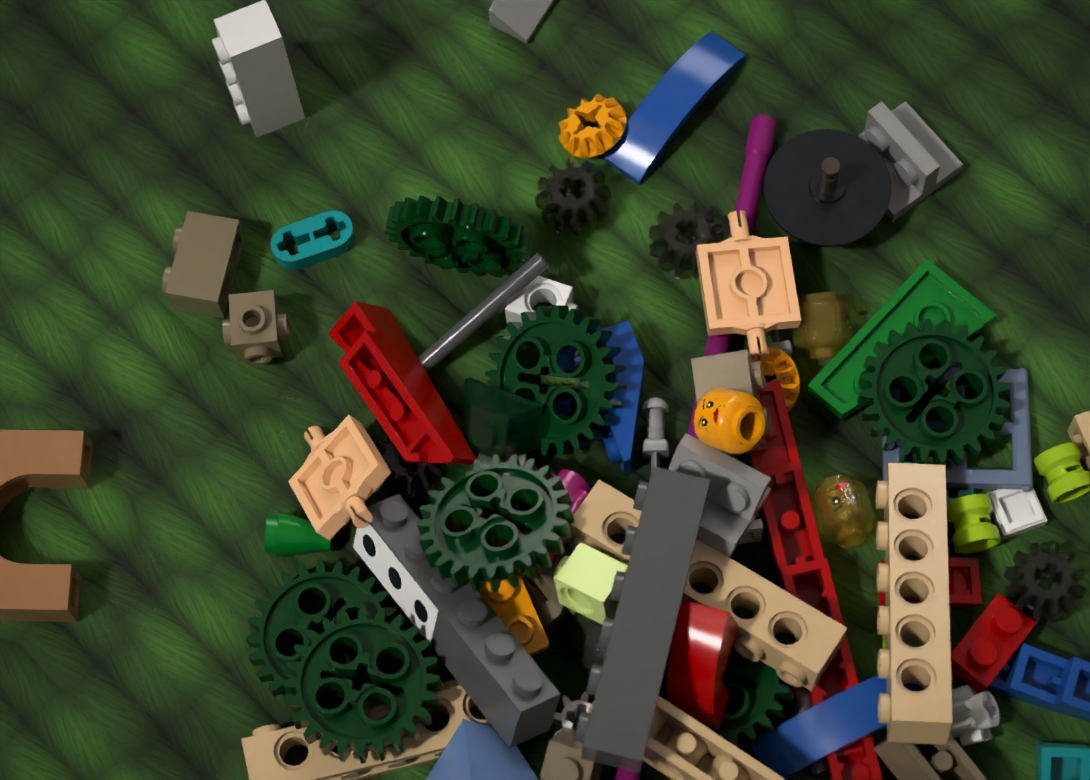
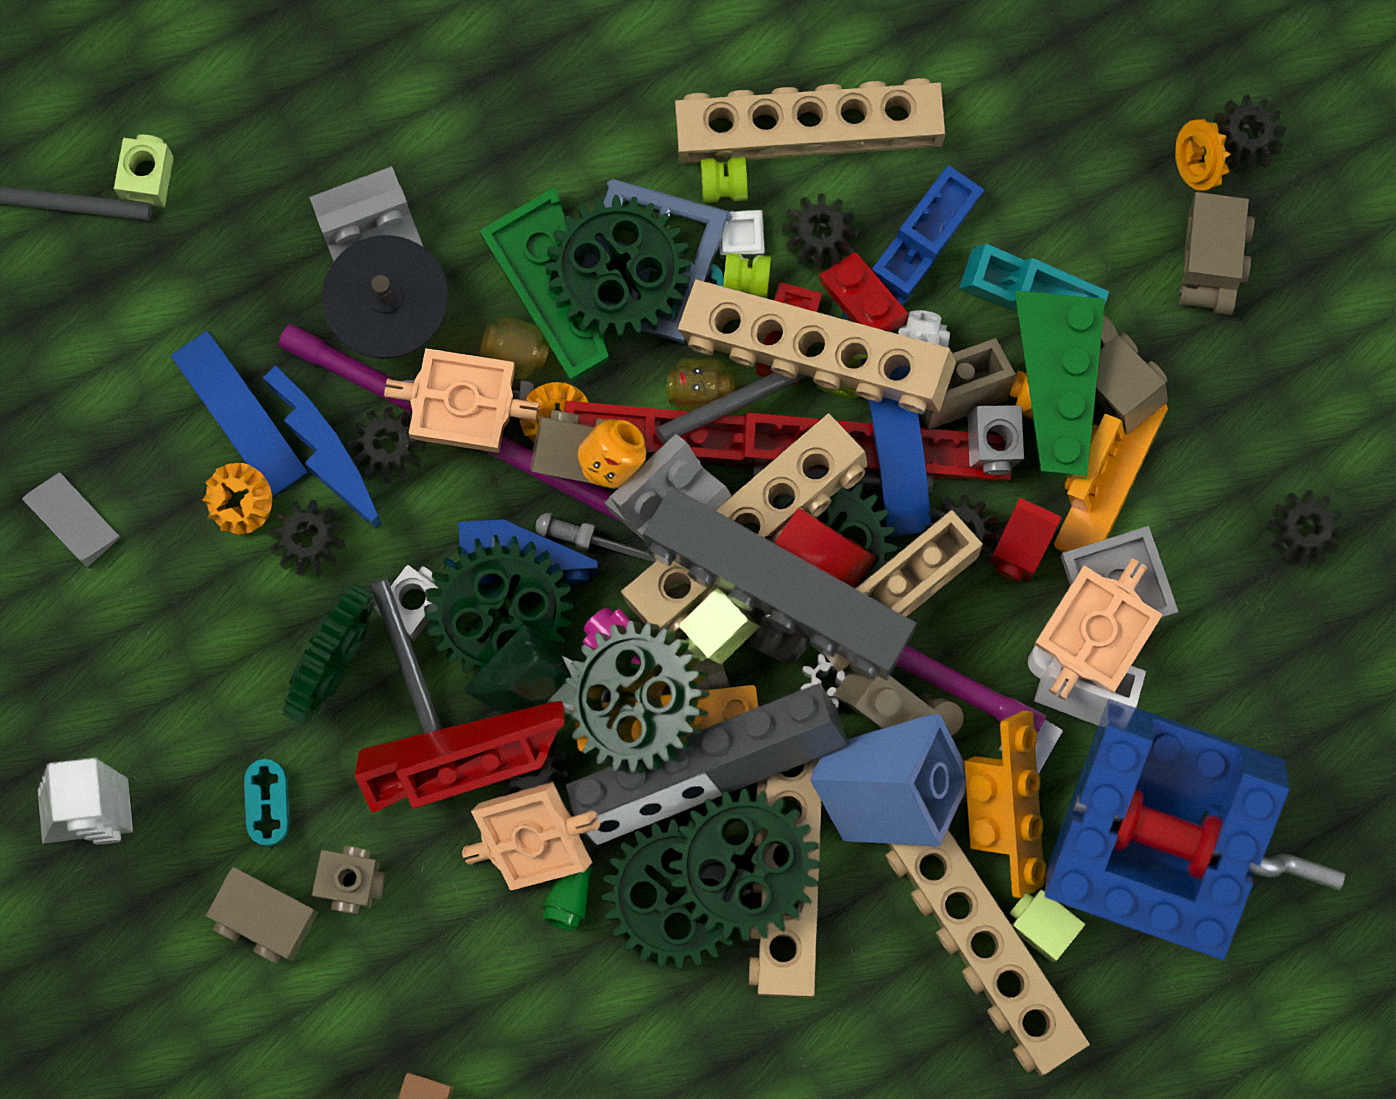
camera: 80 degrees left, 10 degrees up
(661, 191) = (330, 459): none -> blue slope
(827, 534) = (724, 405): none -> dark grey bar

